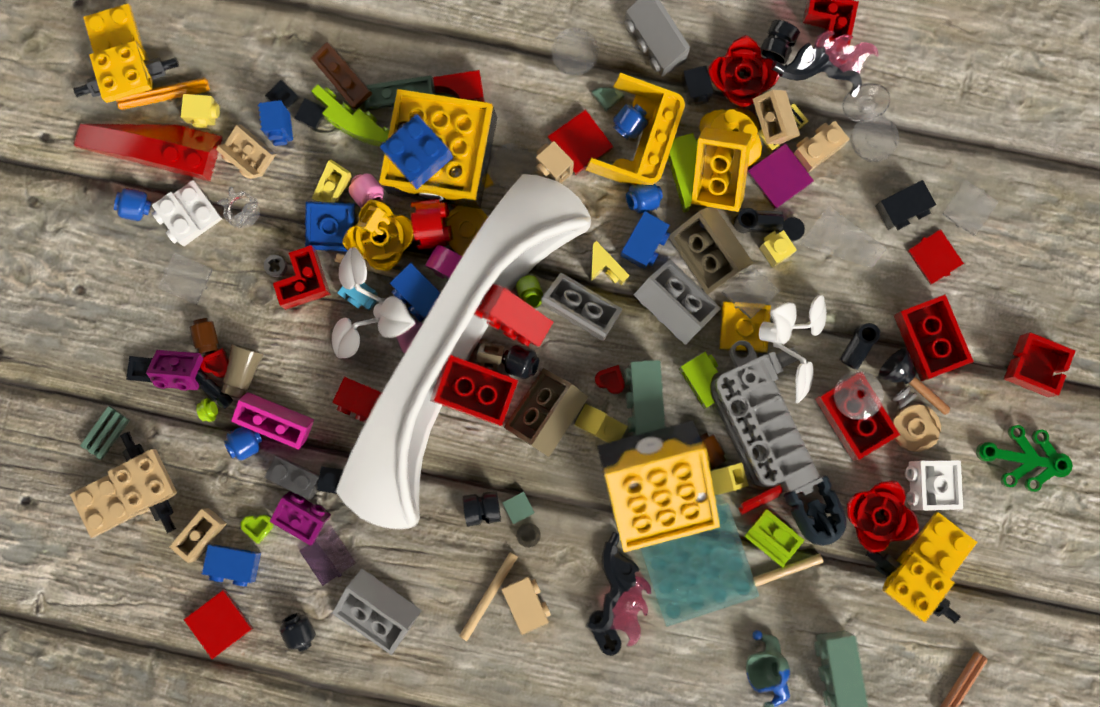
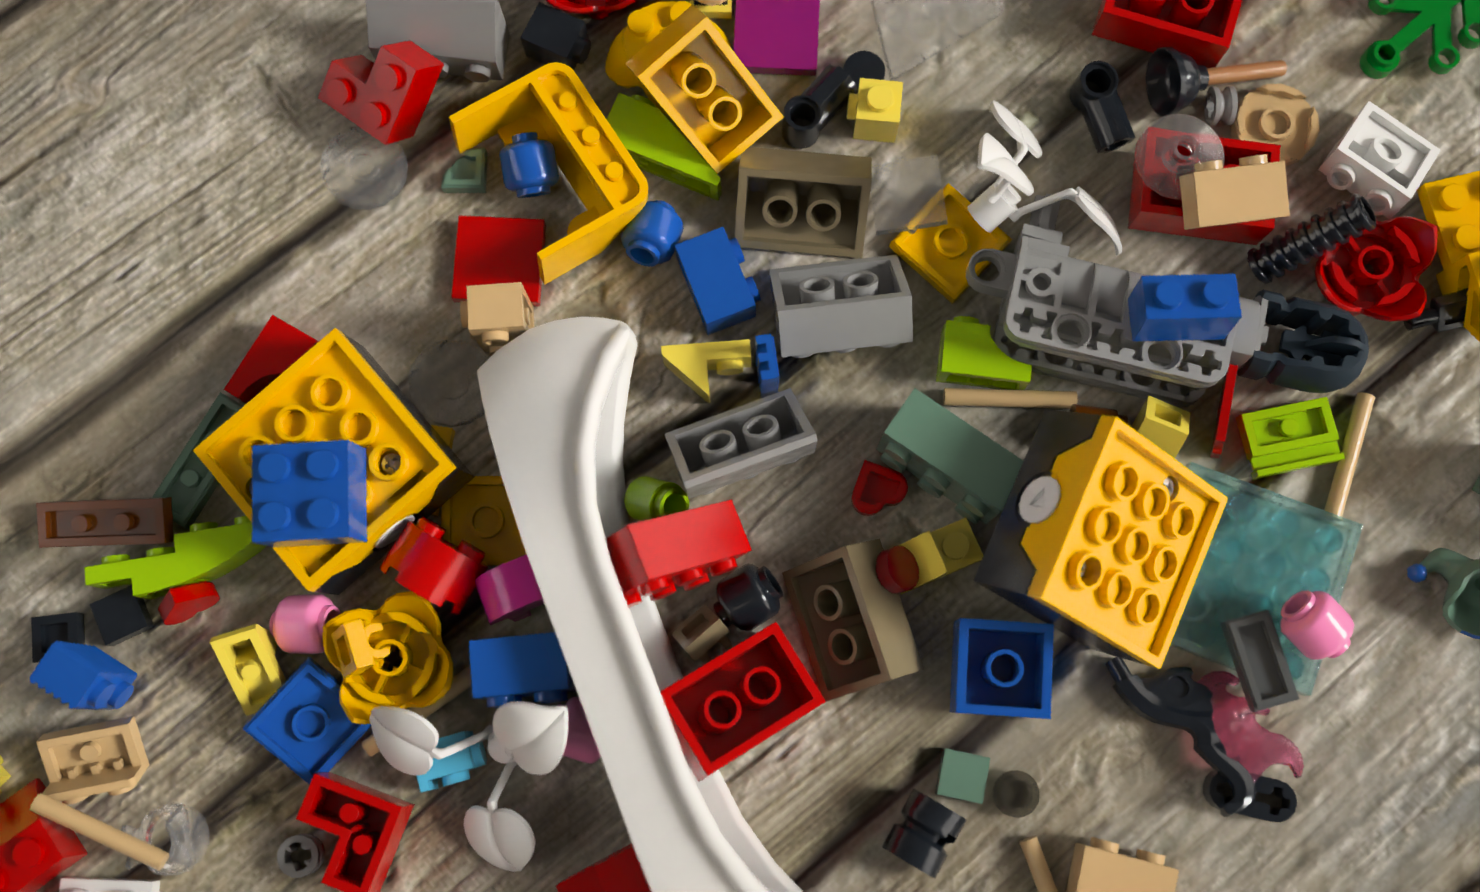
camera: 50 degrees left, 5 degrees down
(223, 180) = (99, 831): none -> tan bar
(337, 135) = (185, 601): none -> red tile
(573, 488) = (1002, 668): none -> blue brick
(580, 413) = (897, 569): none -> dark red tile
(610, 34) = (383, 95): none -> red brick
(623, 292) = (766, 364): none -> blue tile
(663, 593) = (1259, 661): none -> dark grey tile
(695, 405) = (1009, 398): none -> tan bar
(696, 605) = (1316, 624): none -> bright pink head
(783, 445) = (1184, 307): none -> blue brick
(856, 430) = (1234, 194): none -> tan brick
(868, 480) = (1311, 238): none -> black piece

